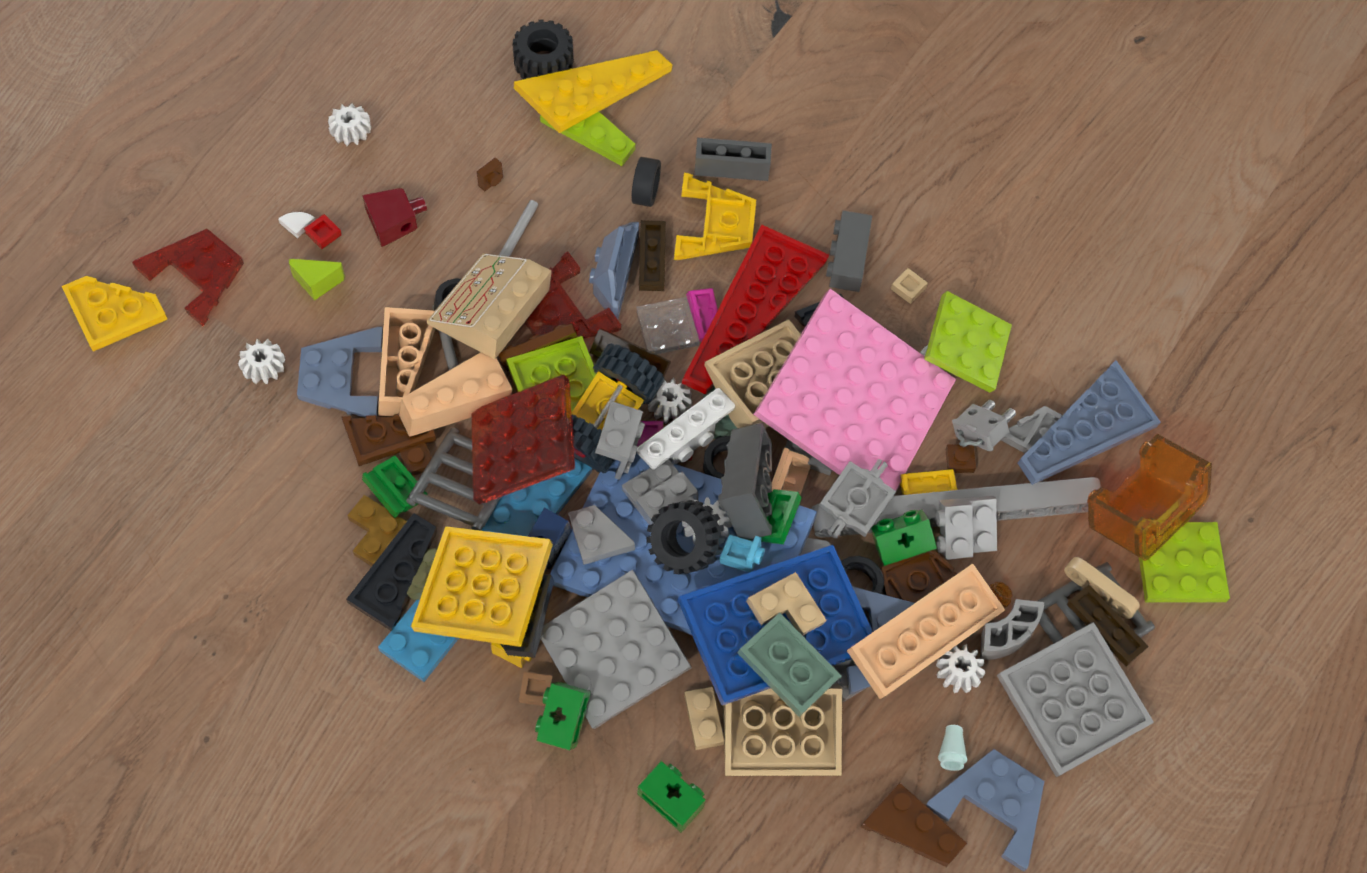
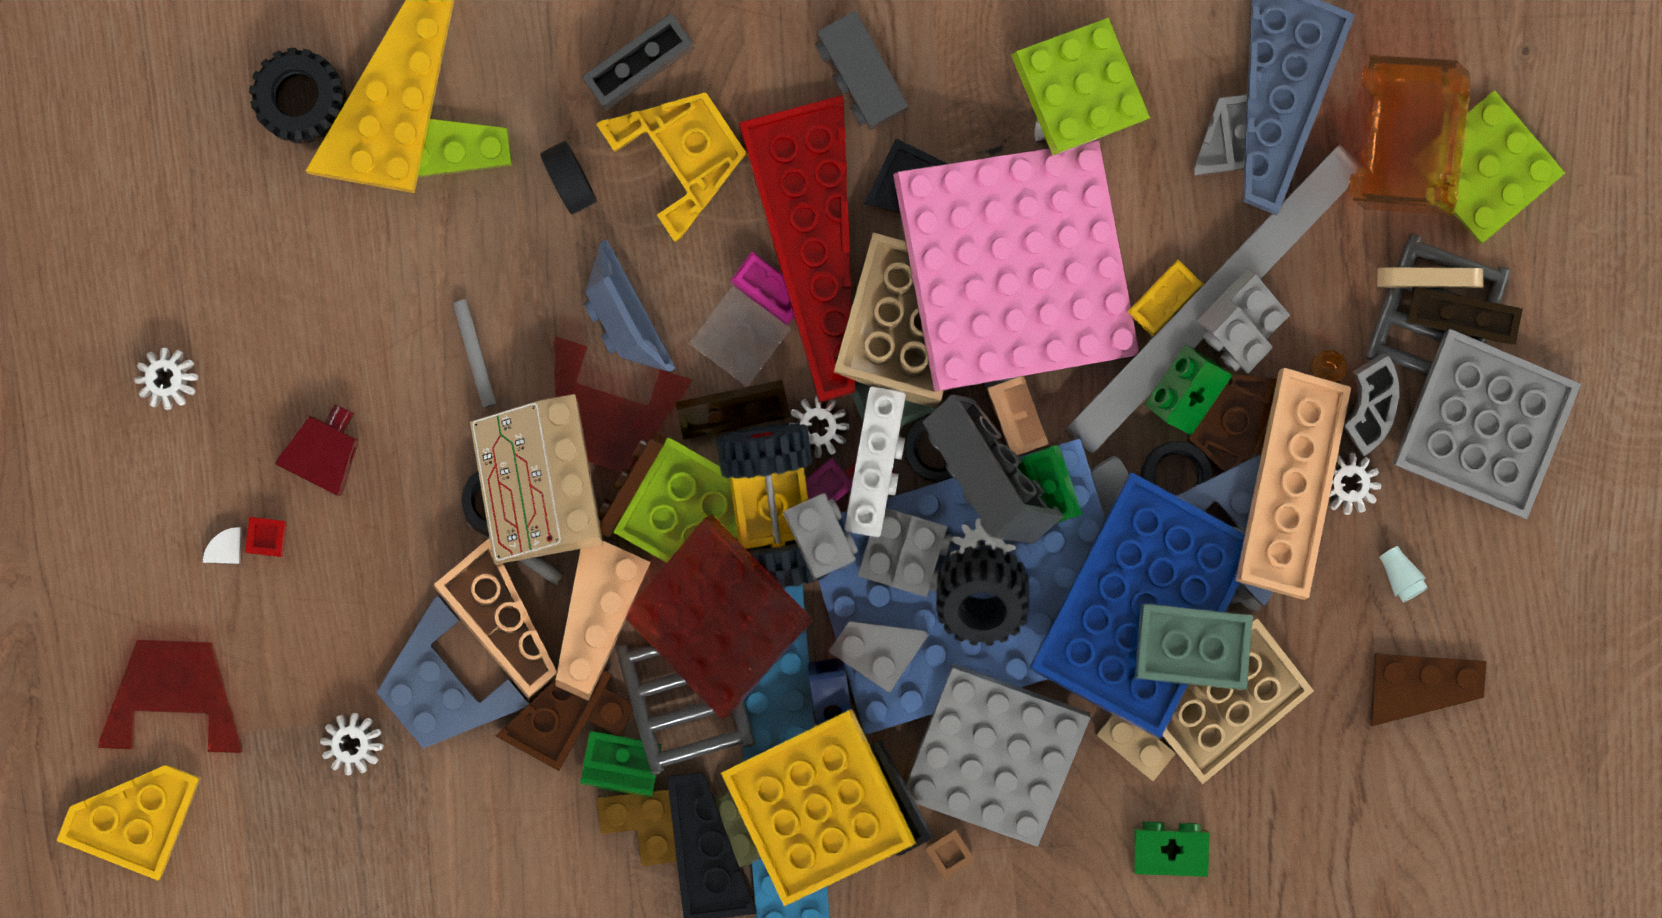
camera: 30 degrees left, 25 degrees up
(317, 276) = (313, 598): lime slope -> none
(490, 174) = (384, 310): reddish brown plate -> none
(573, 704) = (1001, 845): green brick -> none
(652, 255) = (649, 260): dark brown plate -> none
(742, 553) = (1048, 558): medium azure bracket -> none
(791, 598) = (1134, 575): tan plate -> none
(857, 498) = (1112, 390): light grey plate -> none
(909, 285) = (960, 61): tan plate -> none
(960, 458) = (1173, 234): reddish brown plate -> none
(982, 426) = (1171, 183): light grey piece -> none
(1003, 792) = (1483, 577): sand blue wing -> none

